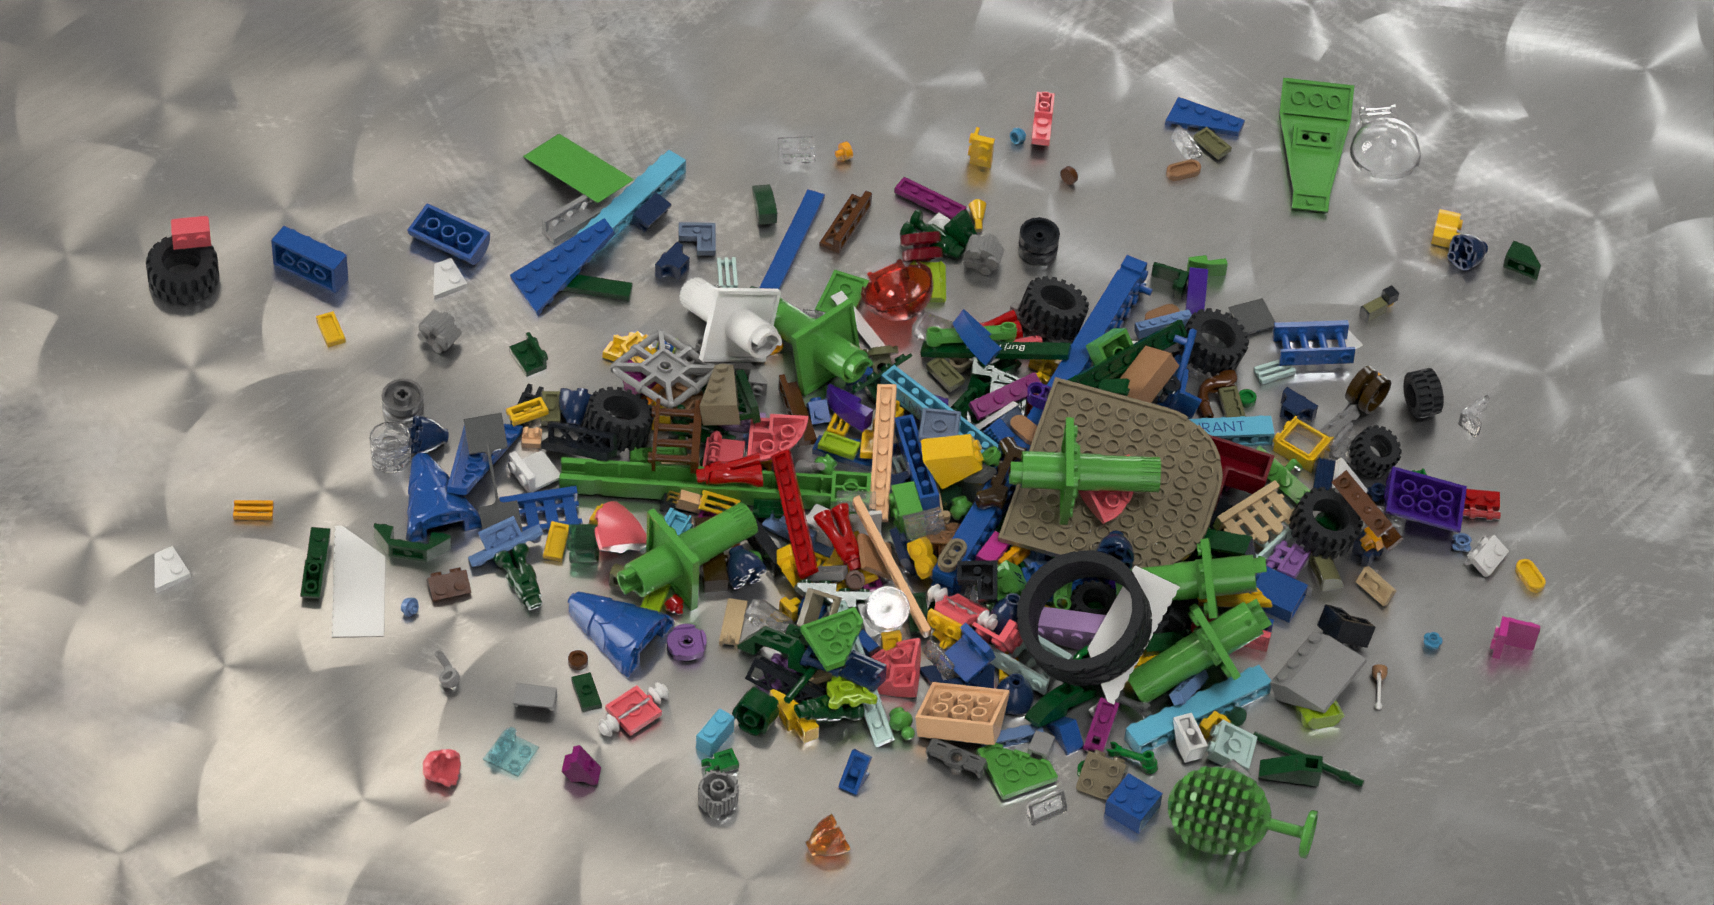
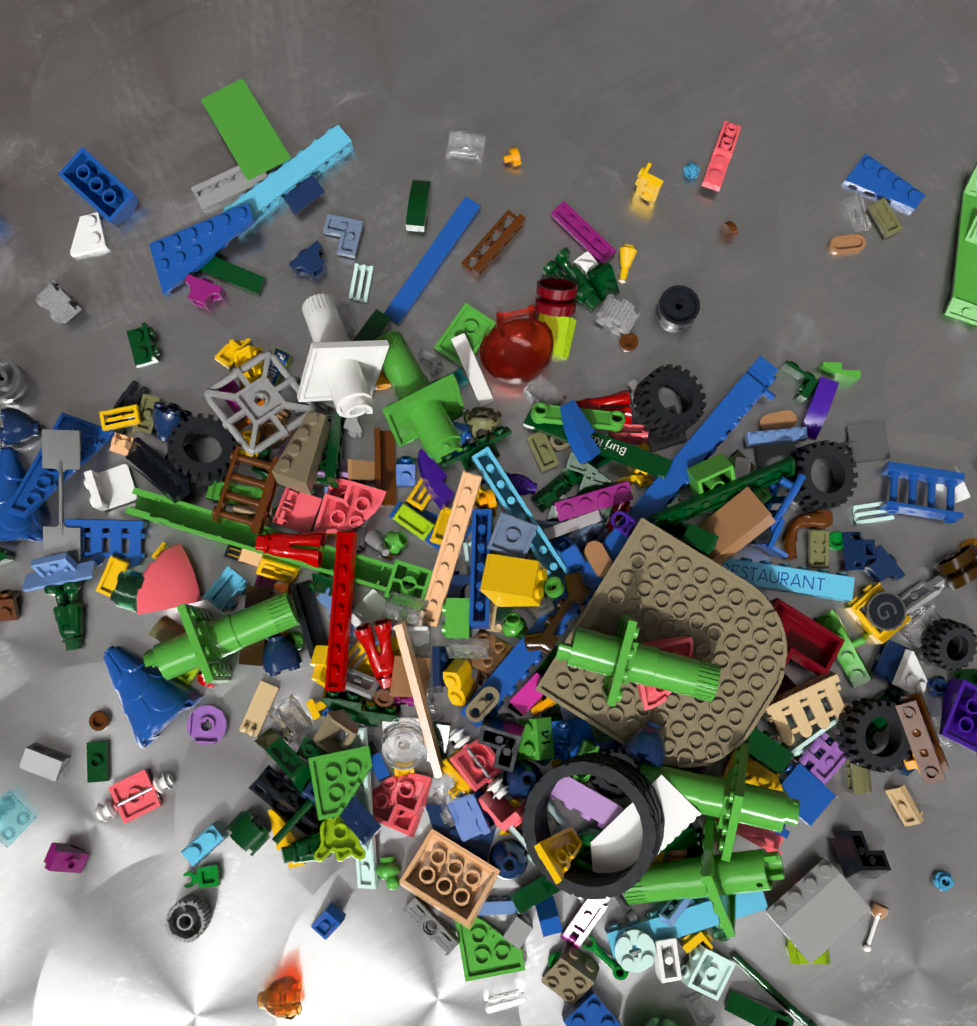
camera: 15 degrees right, 30 degrees up
(576, 302) = (203, 291): none -> magenta brick
(776, 406) = (361, 471): none -> medium nougat slope
(906, 408) = (488, 499): none -> light orange tile
(1000, 278) = (628, 342): none -> reddish brown tile
(1056, 645) = (558, 852): none -> yellow wing
(1156, 722) = (644, 958): none -> light aqua plate
(1268, 397) = (857, 550): none -> dark blue brick
(1307, 433) = (885, 611): none -> black tile

